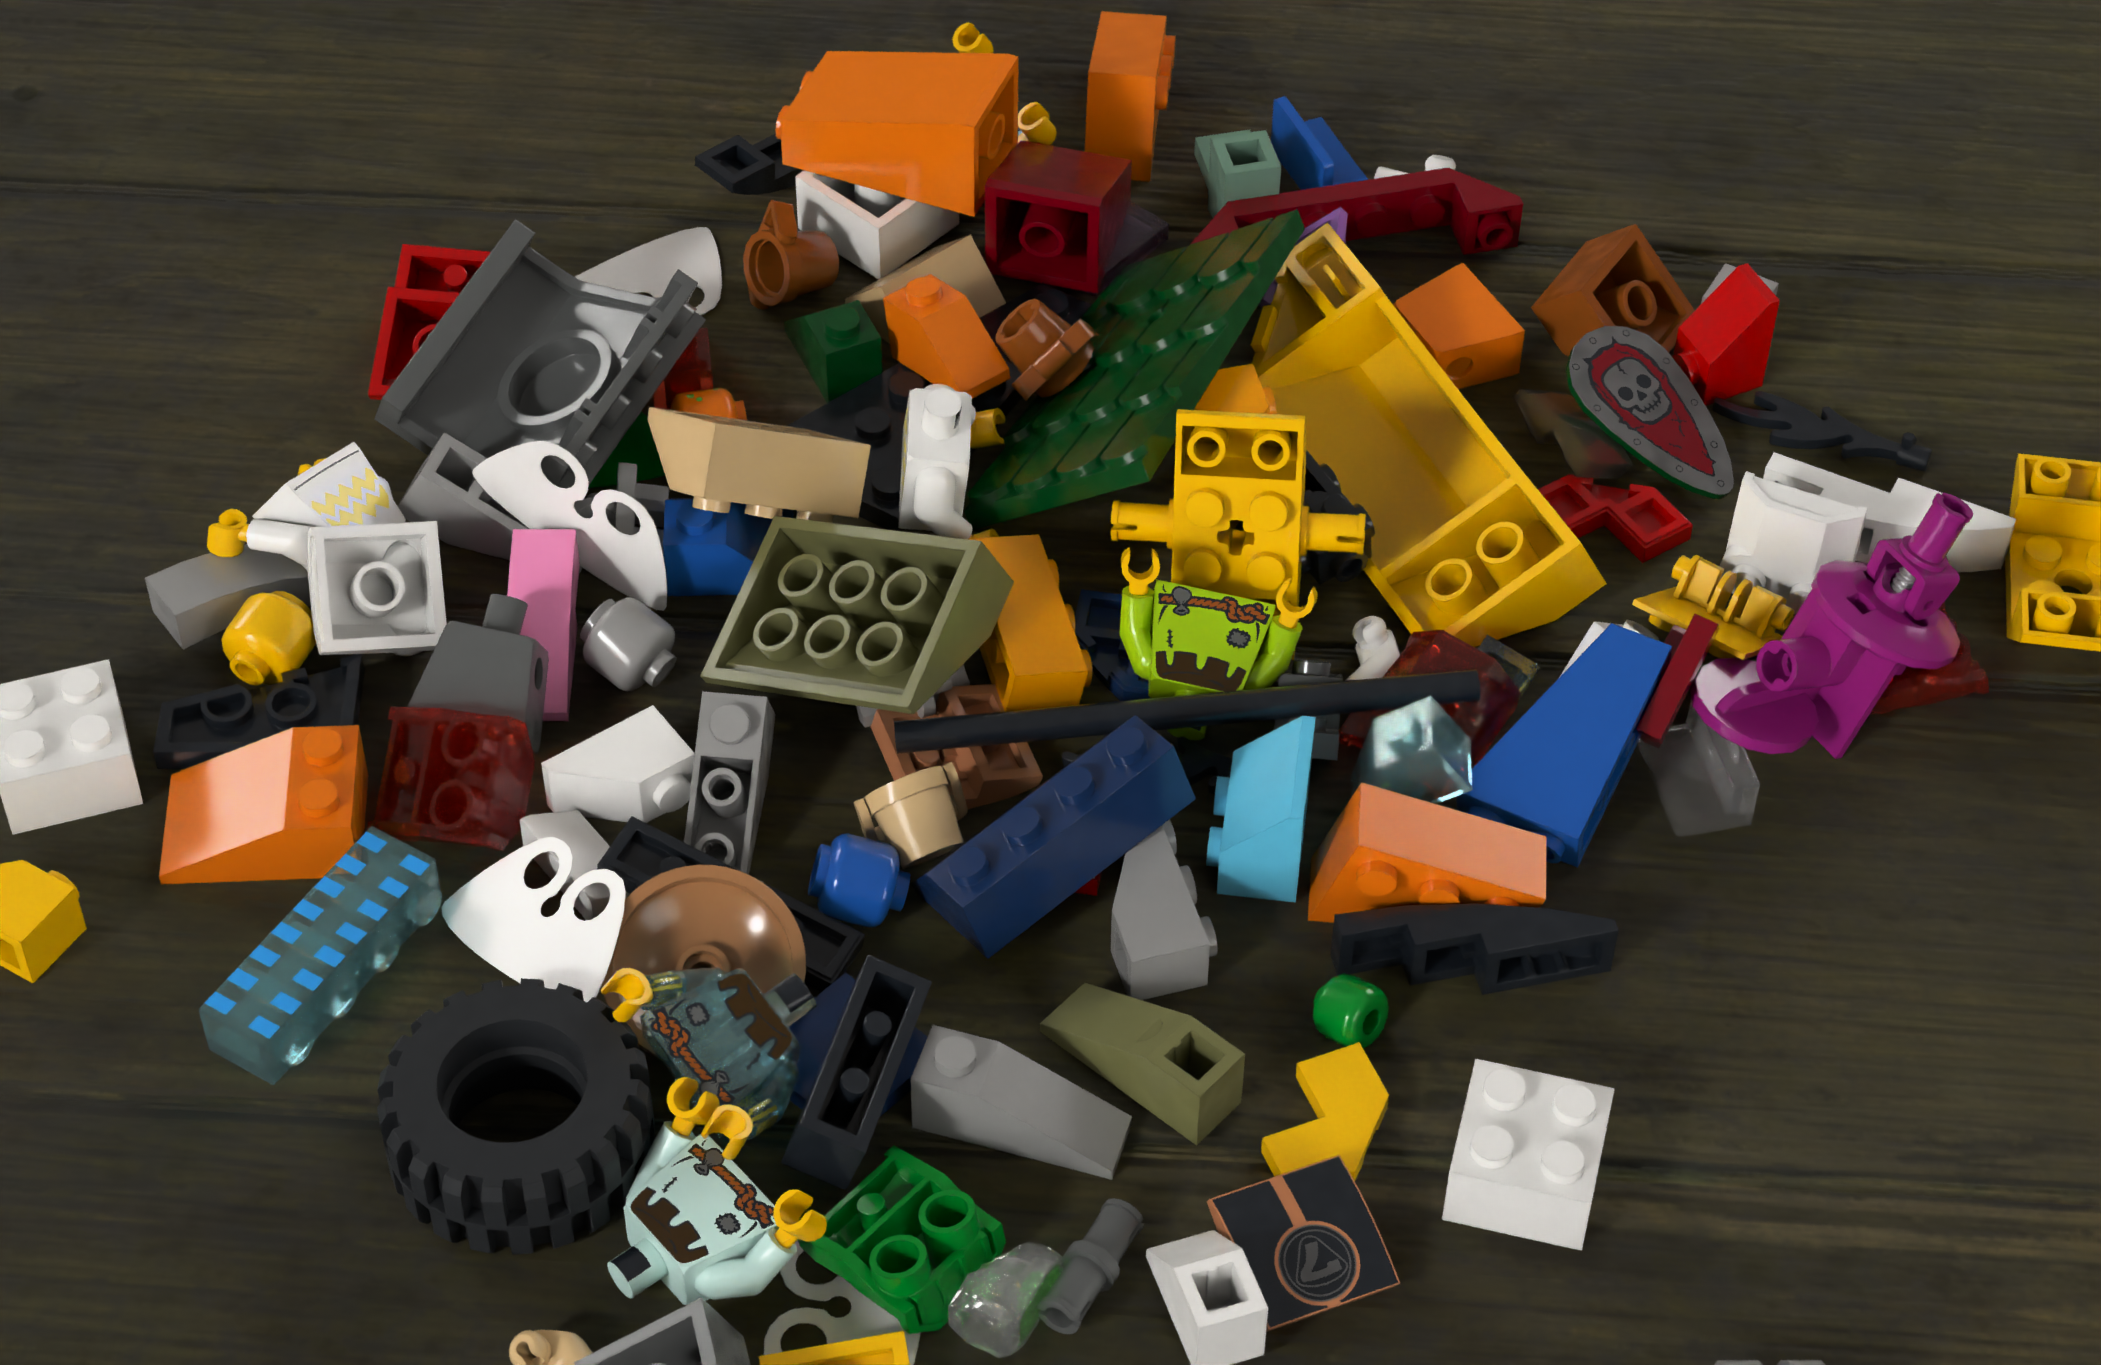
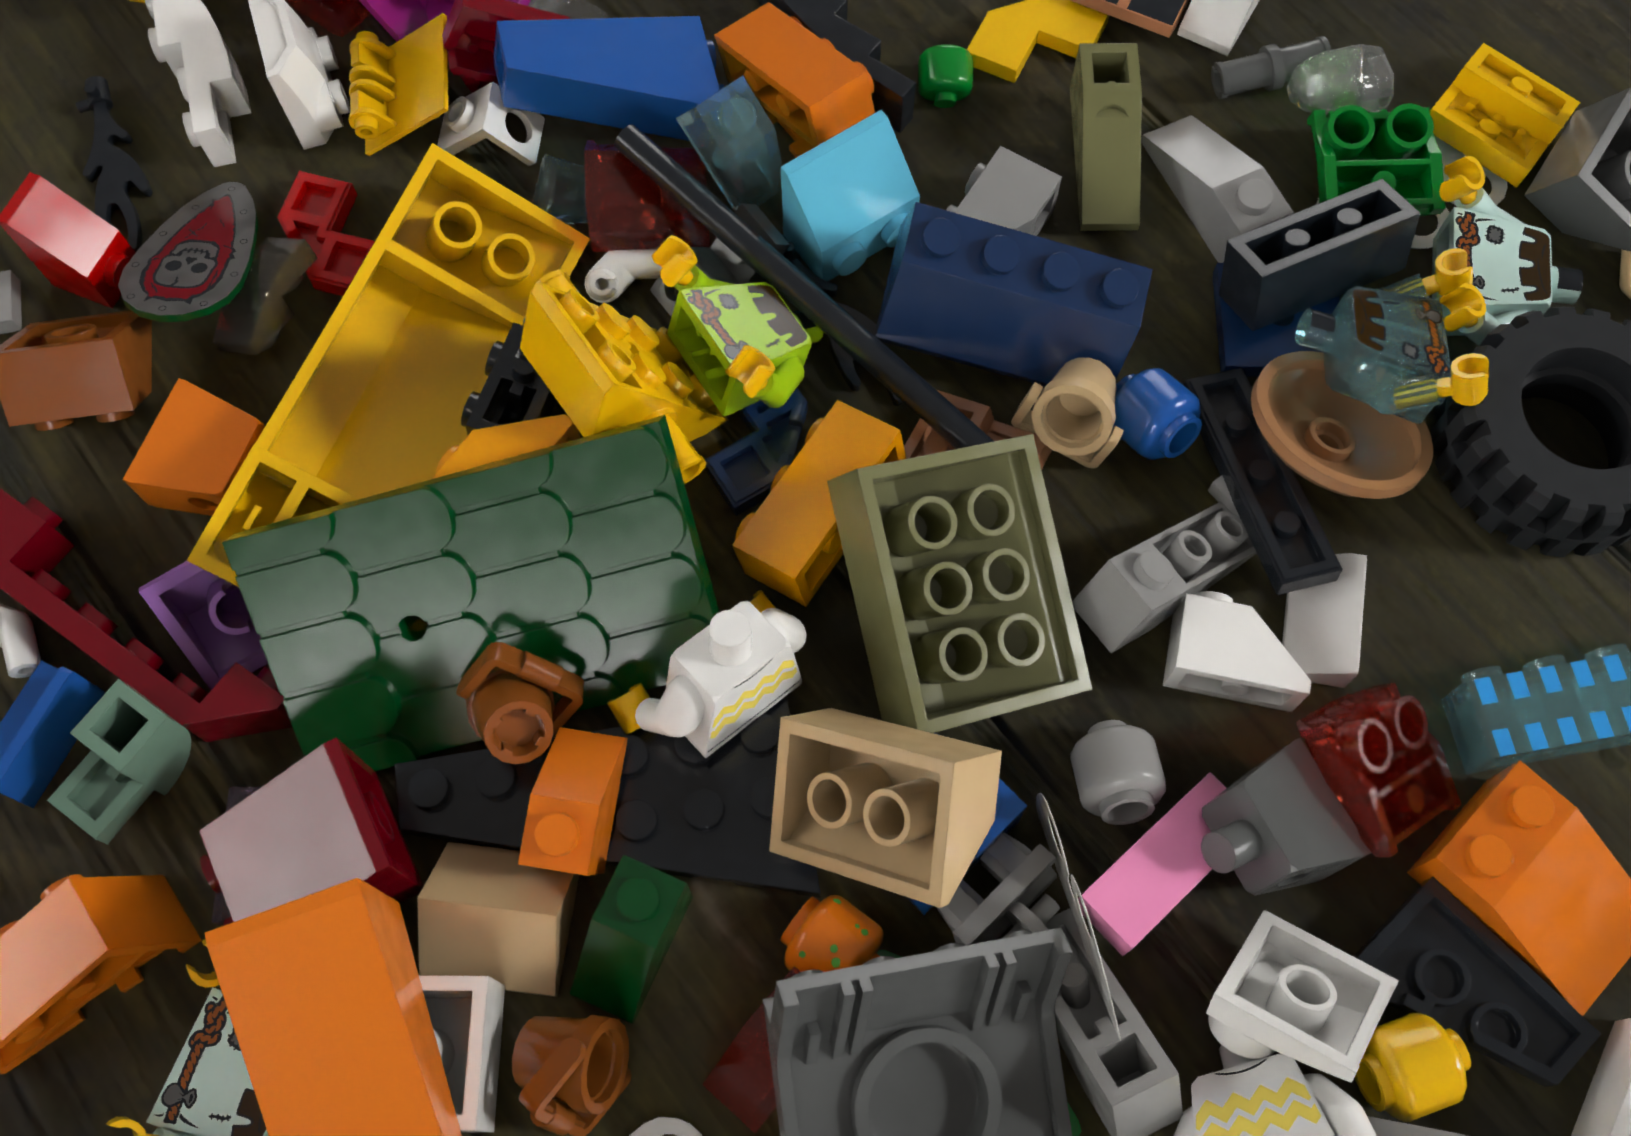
camera: 130 degrees left, 20 degrees up
(506, 928) = (1435, 599): white piece -> none

